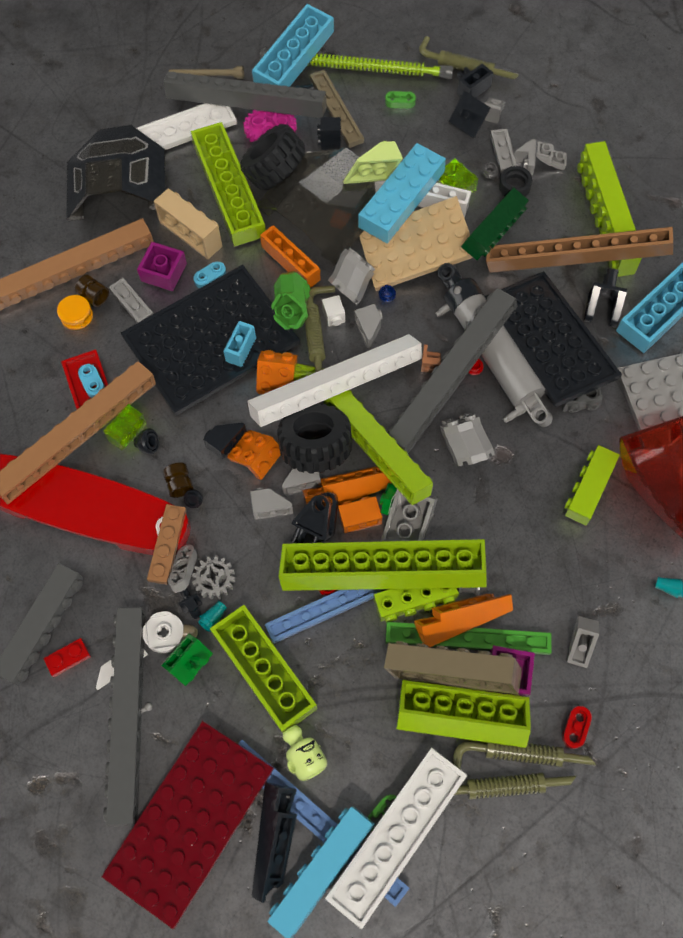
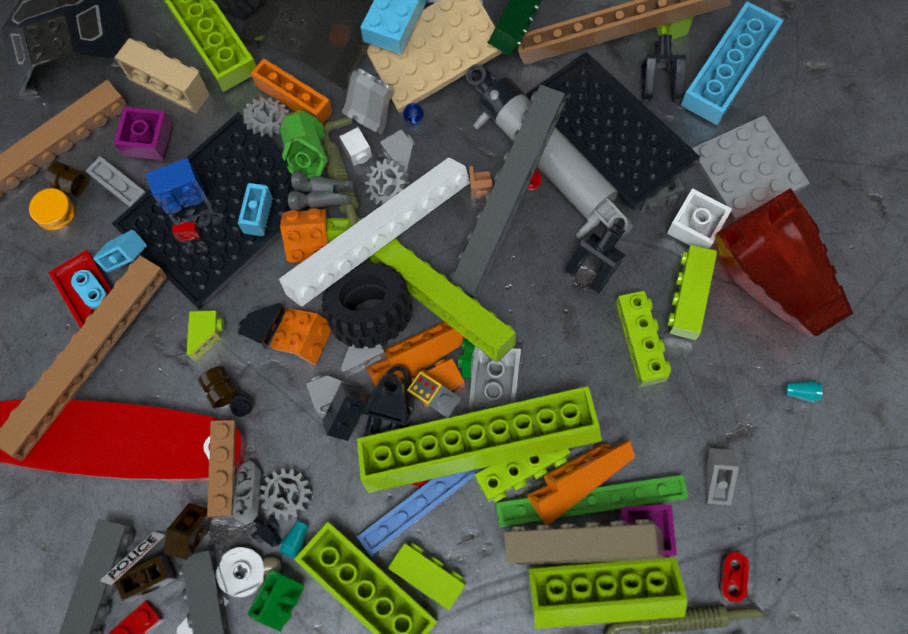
camera: 10 degrees left, 5 degrees up
(78, 600) = (132, 558): none -> white sticker
(84, 619) = (145, 578): none -> dark brown brick
(122, 355) = (120, 251): none -> medium azure brick
(125, 427) = (142, 336): clear neon green brick -> none
(127, 588) = (186, 531): none -> dark brown brick
(147, 441) = (172, 348): black brick -> none
(175, 434) = (203, 332): none -> lime slope
(179, 350) = (186, 231): none -> red plate
(180, 312) = (176, 186): none -> blue brick
(209, 274) = (201, 131): medium azure plate -> none
(264, 271) = (265, 116): none -> light grey gear
(277, 520) = (344, 411): none -> black brick
(296, 340) = (322, 191): none -> dark grey piece
(316, 668) = (427, 575): none -> lime brick
(352, 342) = (386, 181): none -> light grey gear
(354, 520) = (434, 394): none -> dark grey slope
(466, 439) = (541, 269): light grey brick -> none
(523, 432) = (604, 249): none -> black piece
(540, 515) = (642, 338): none -> lime brick
(609, 425) = (699, 220): none -> white brick

